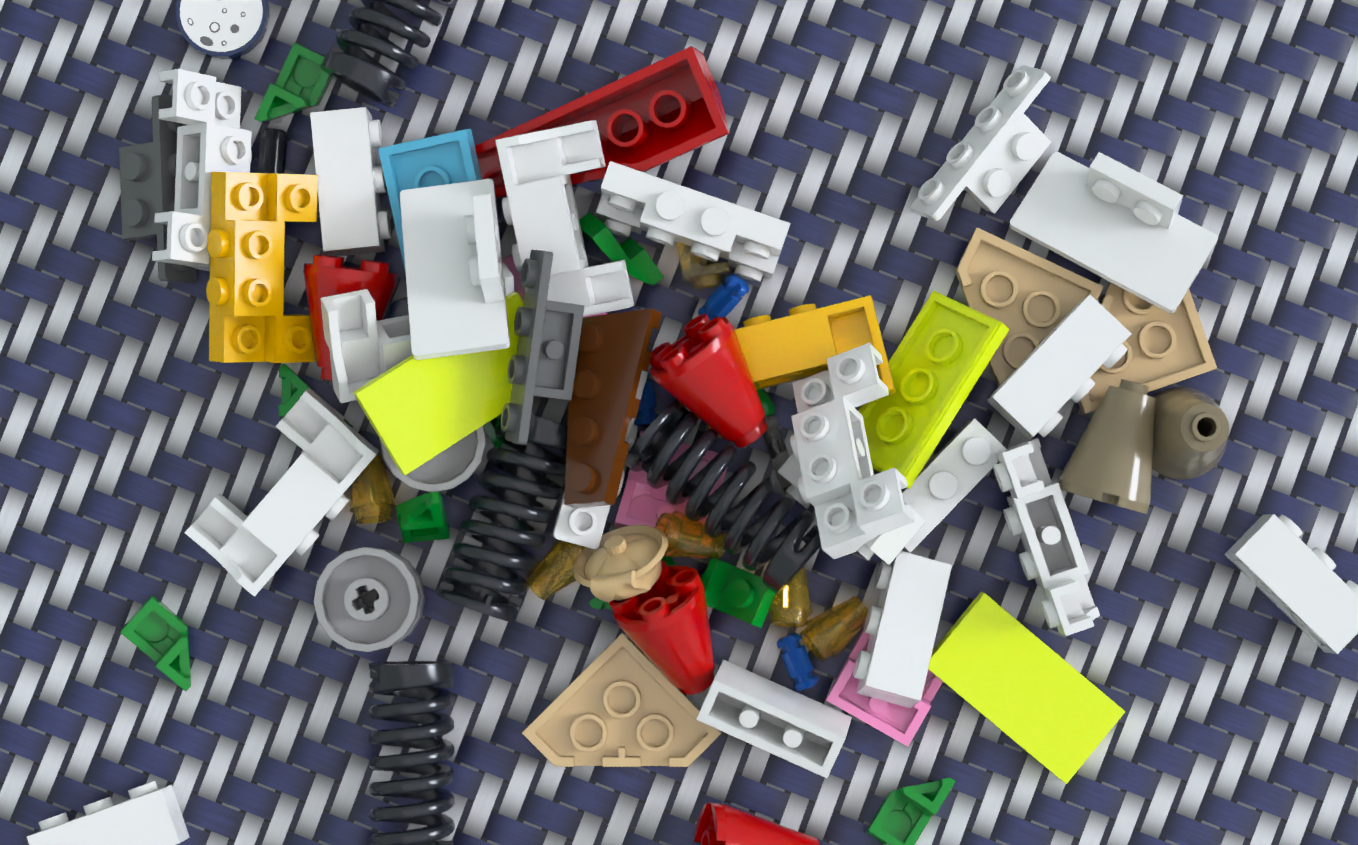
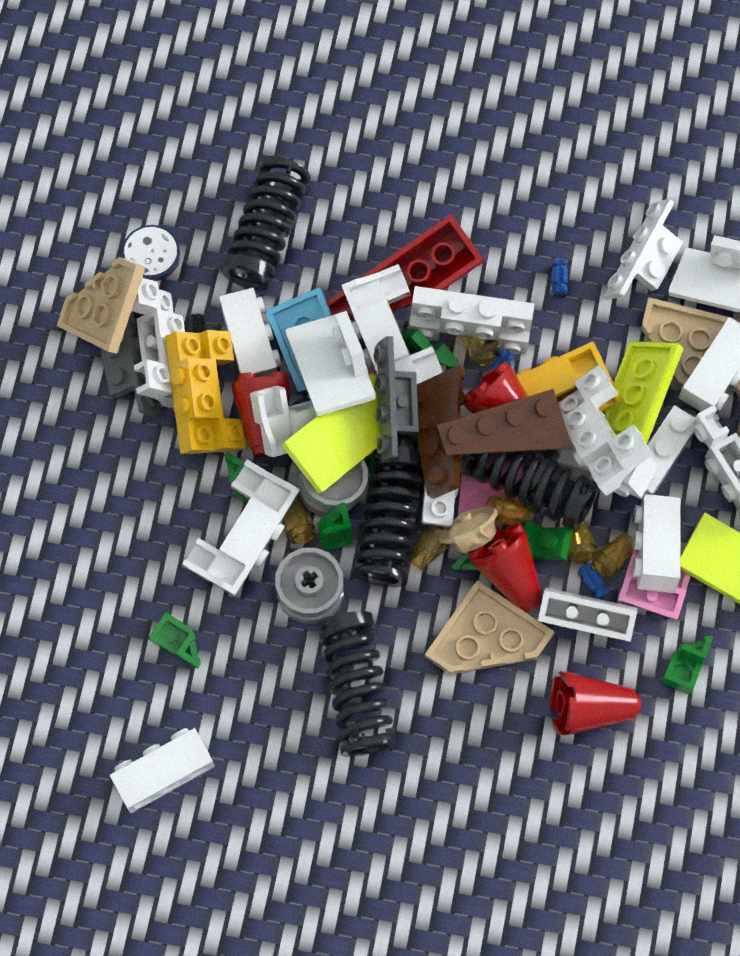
camera: 10 degrees left, 15 degrees down
(125, 105) = (104, 305): none -> tan plate
(297, 87) = (206, 287): green slope -> none
(713, 428) = (520, 425): none -> reddish brown wing
(847, 166) = (559, 277): none -> blue piece

